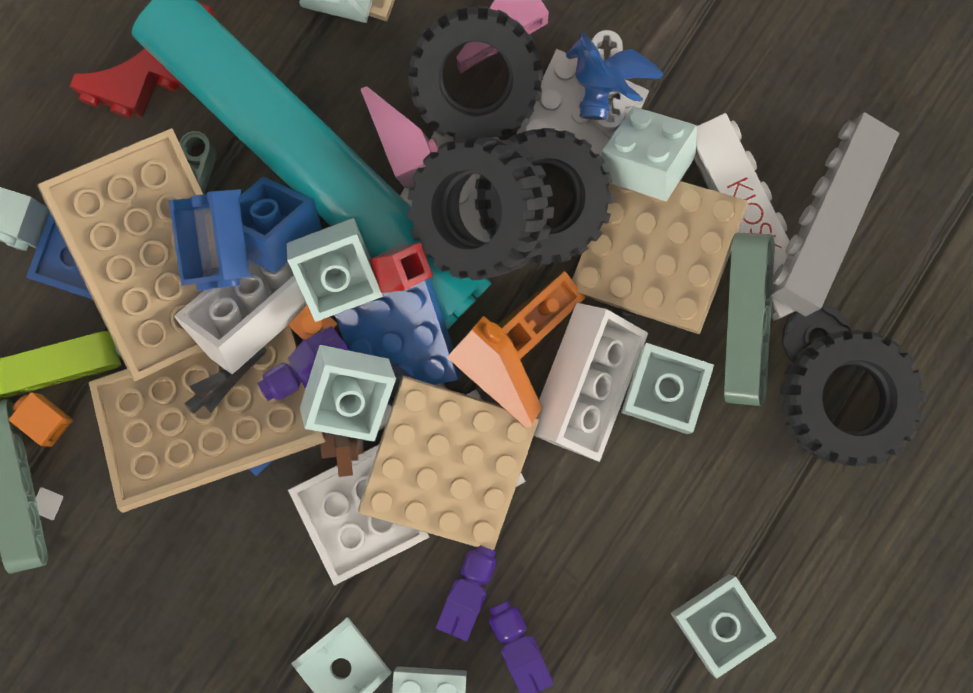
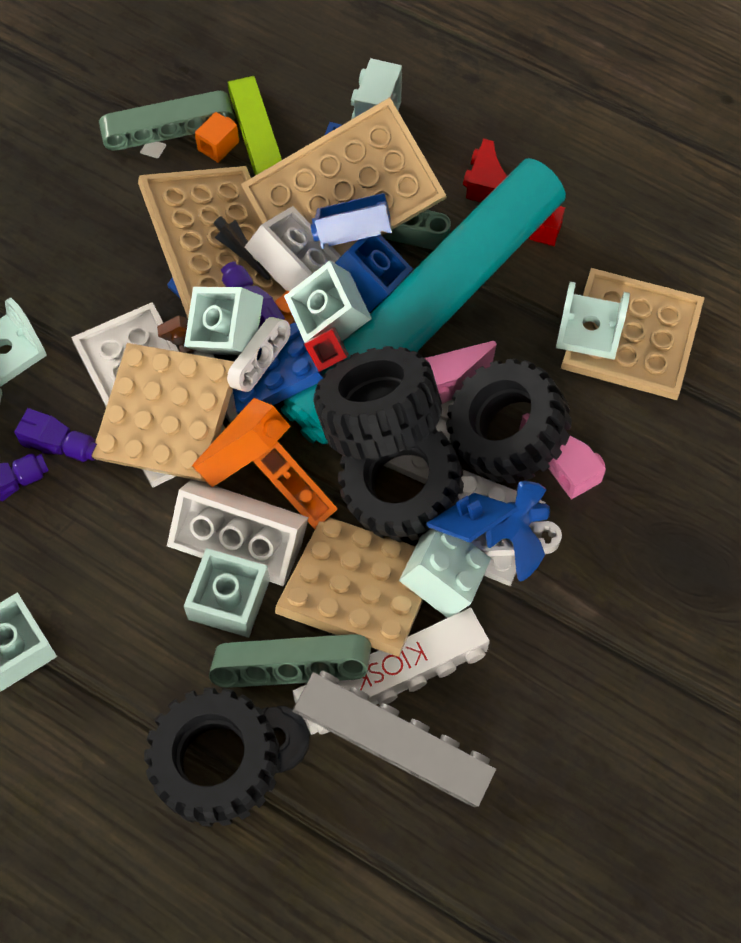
camera: 85 degrees right, 20 degrees down
(390, 351) = (246, 369): none -> white beam
(609, 114) = (472, 517): none -> blue piece

